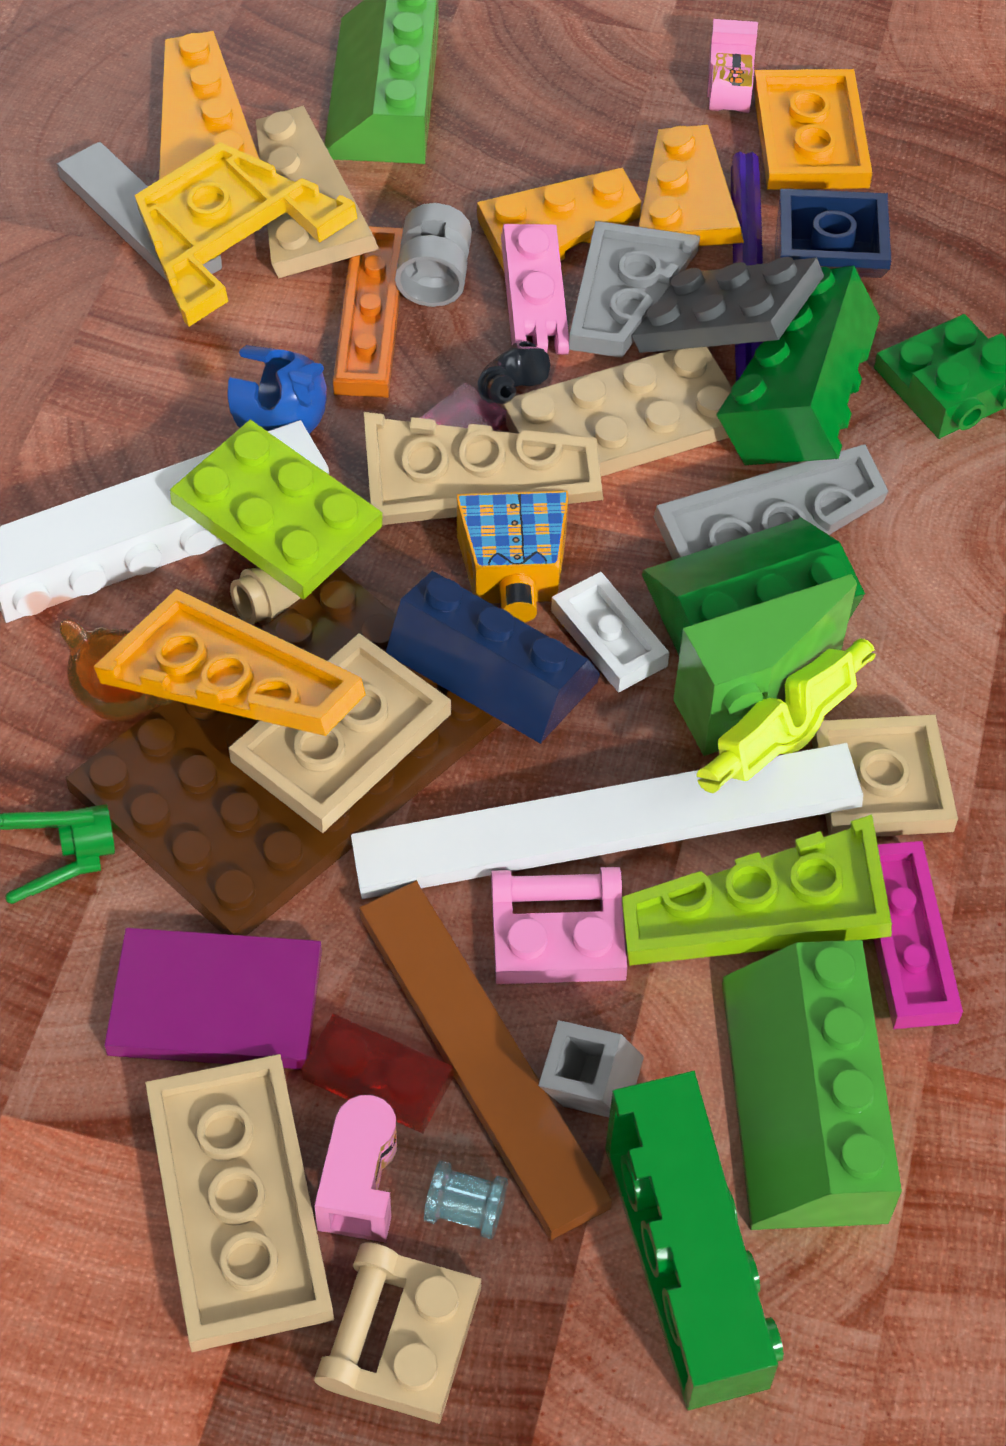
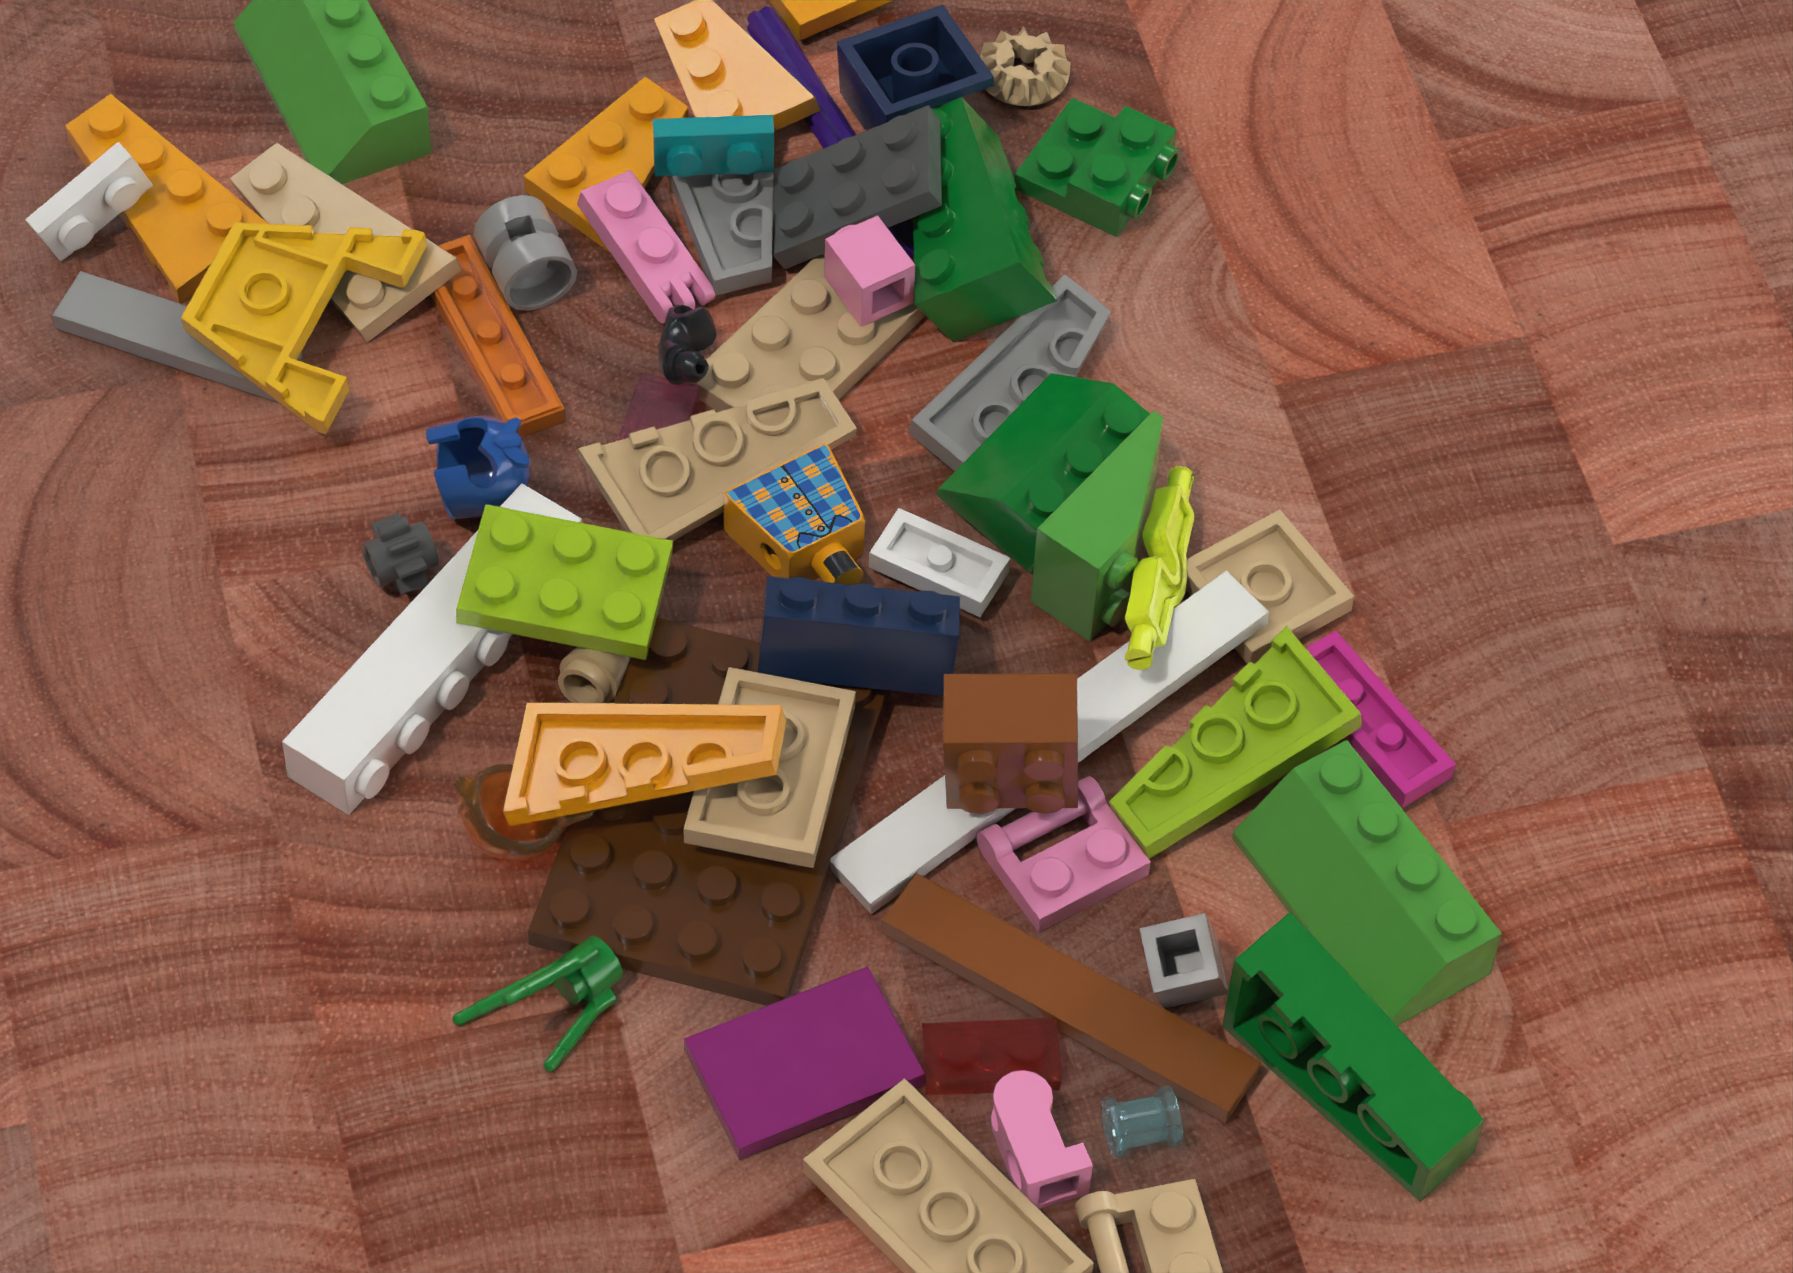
camera: 30 degrees left, 0 degrees up
(134, 92) = (89, 202): none -> white plate
(176, 434) = (400, 554): none -> dark grey gear
(546, 799) = (1010, 741): none -> dark orange brick
(630, 229) = (713, 145): none -> teal plate
(693, 372) = (869, 270): none -> bright pink brick
(924, 286) = (1016, 83): none -> tan gear

